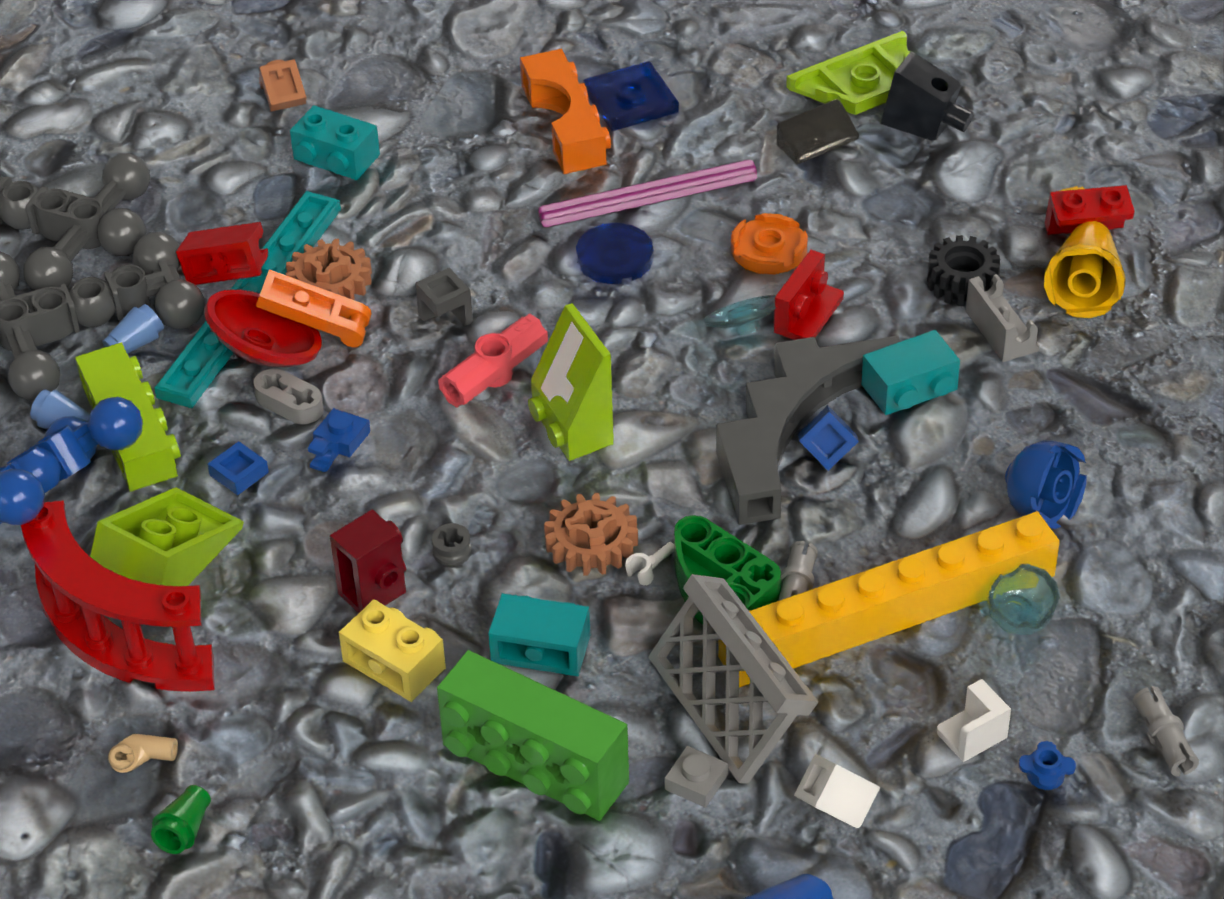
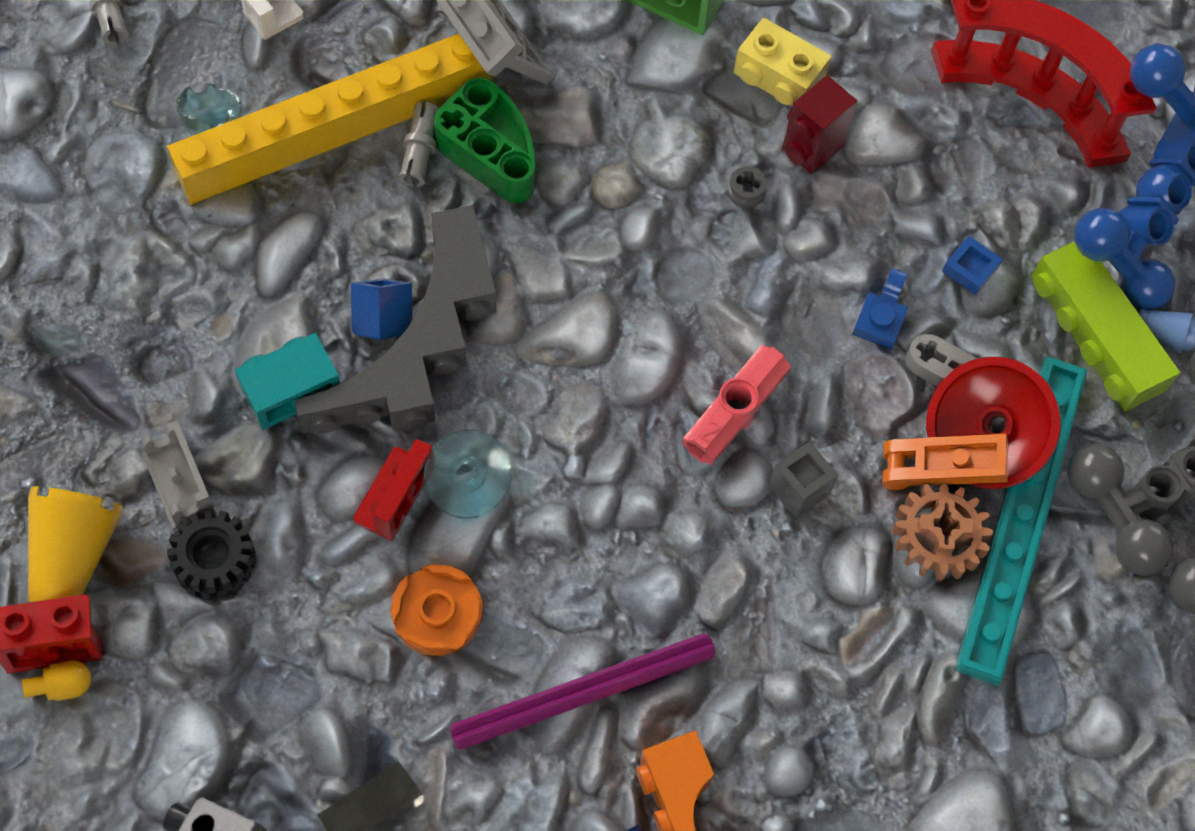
camera: 170 degrees right, 20 degrees up
(135, 329) = (1136, 442): medium blue cone -> none
(164, 538) = (1016, 175): lime slope -> none
(222, 253) = (1070, 548): red hinge -> none
(335, 142) = (986, 762): teal brick -> none
(539, 634) = (652, 70): teal brick -> none
(574, 388) = (643, 325): lime slope -> none
(591, 534) = (611, 191): nougat gear -> none
(614, 253) = (618, 587): clear blue tile -> none
(646, 563) = (562, 168): white hand -> none
(1046, 481) = (170, 237): blue cylinder -> none

